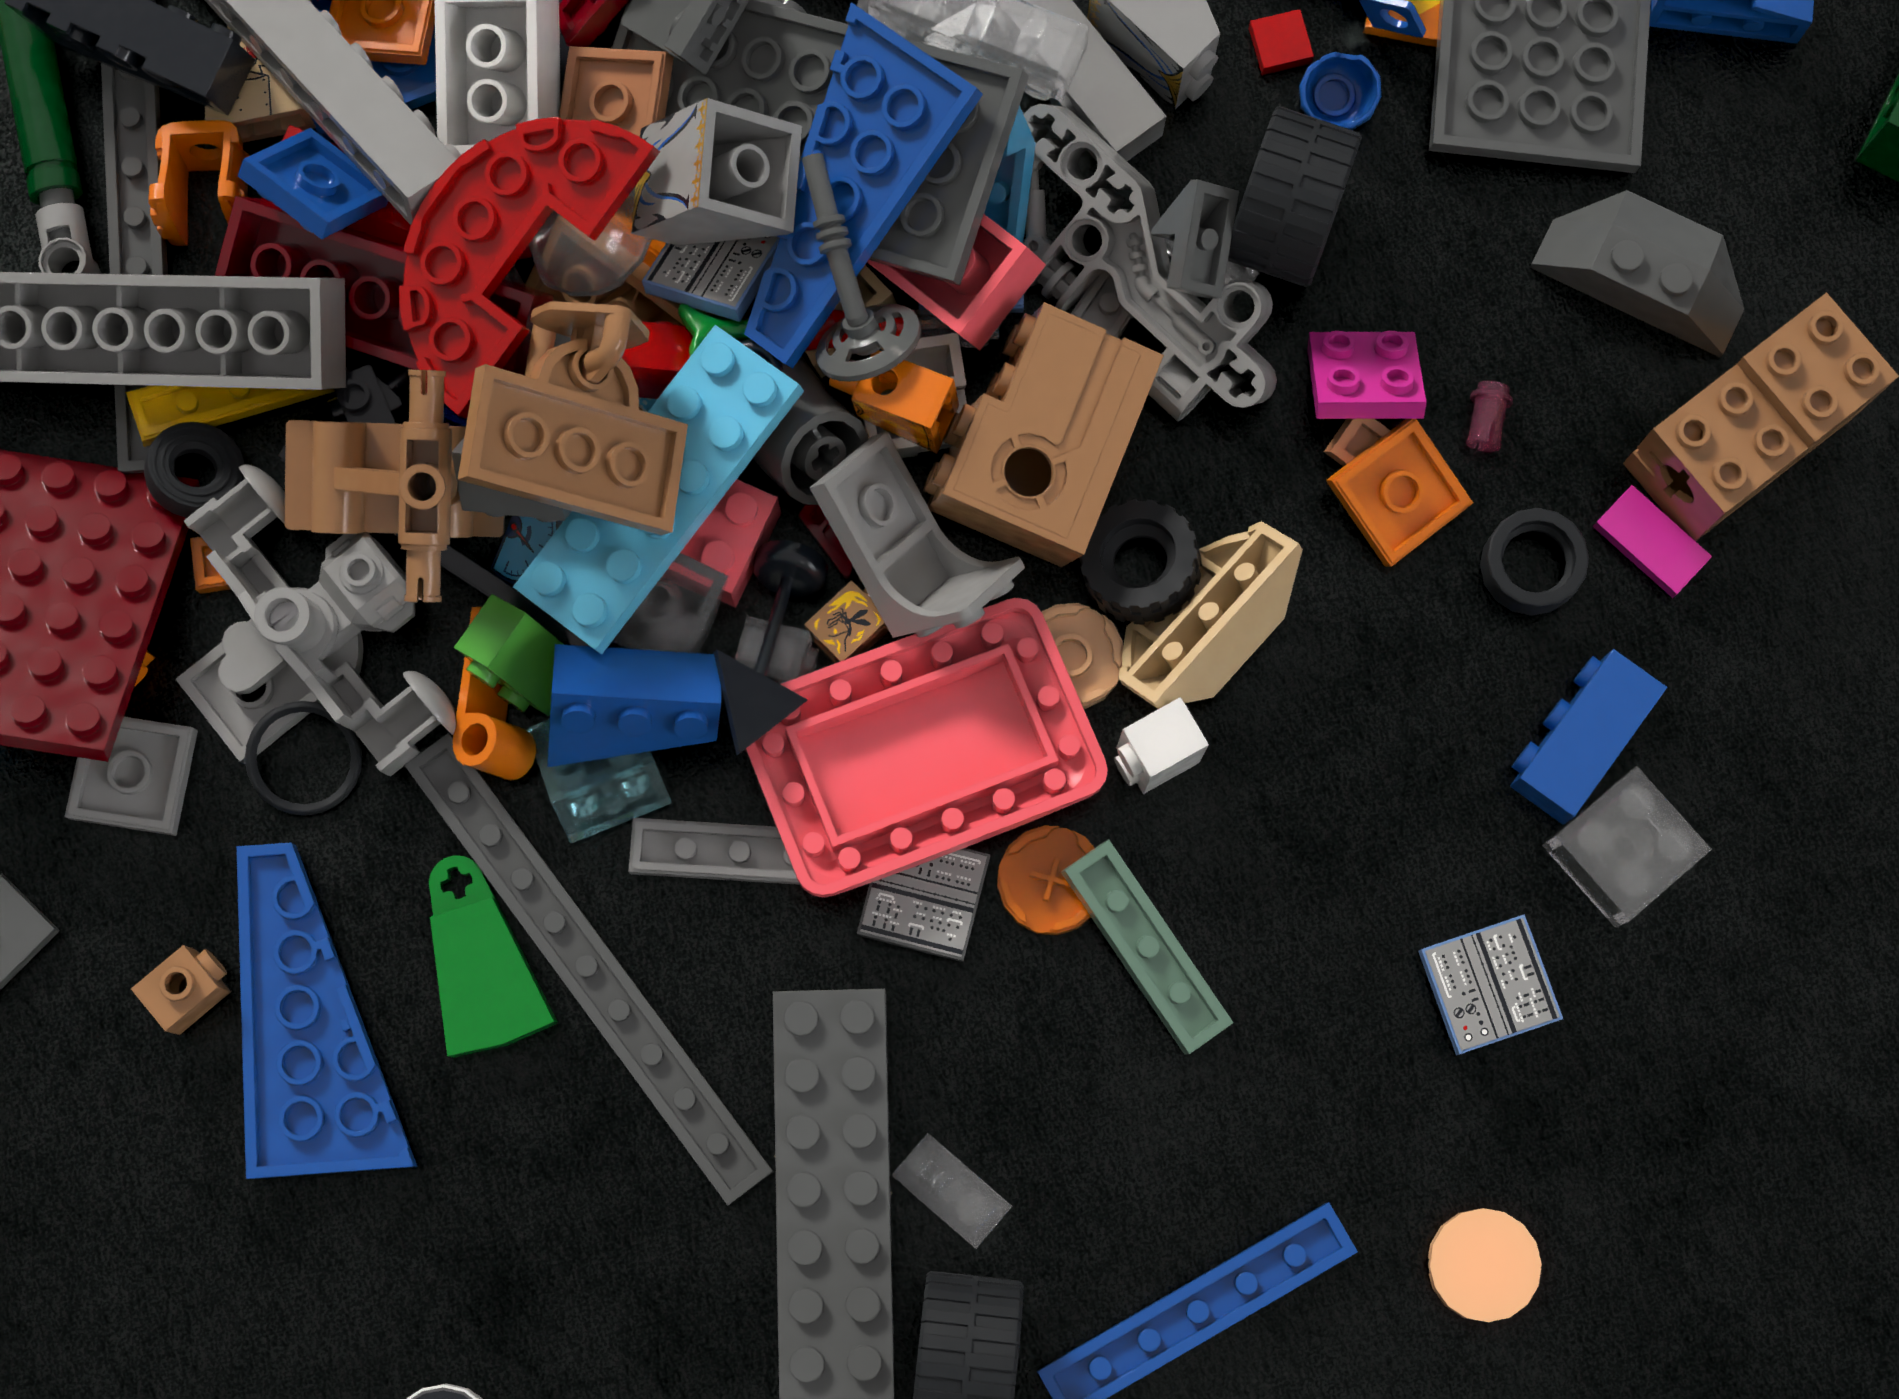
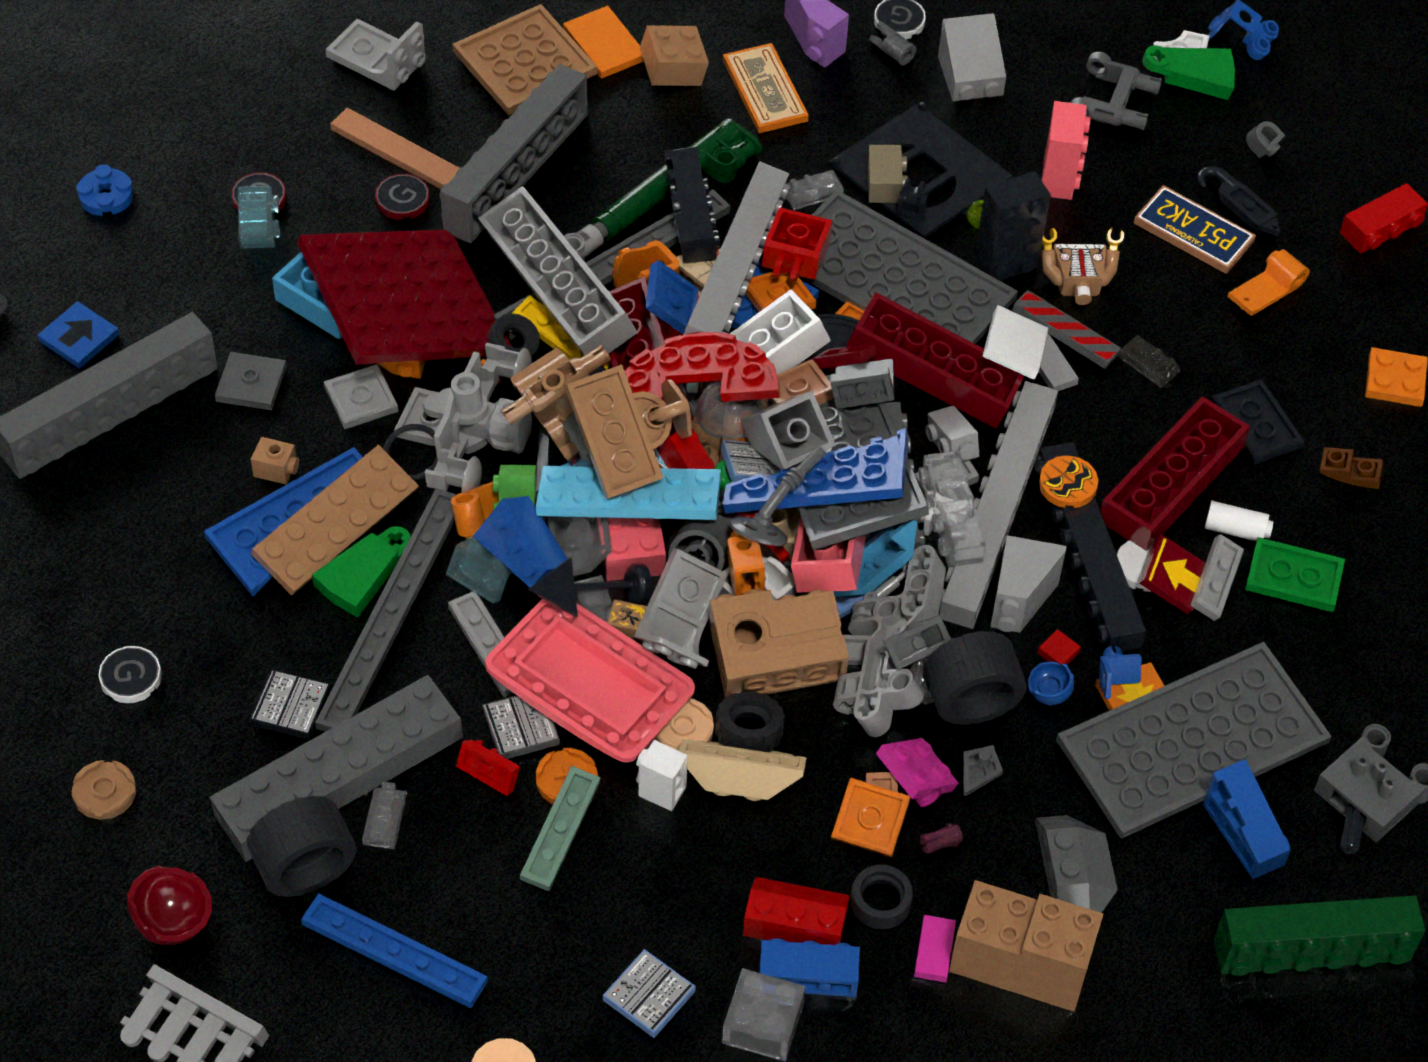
camera: 55 degrees right, 25 degrees down
(362, 959) = (334, 519): none -> medium nougat plate
(665, 1223) = (290, 704): none -> tile
(977, 986) = (488, 766): none -> red plate
(1408, 286) = (980, 768): none -> dark grey piece
(1485, 692) = (794, 913): none -> red slope

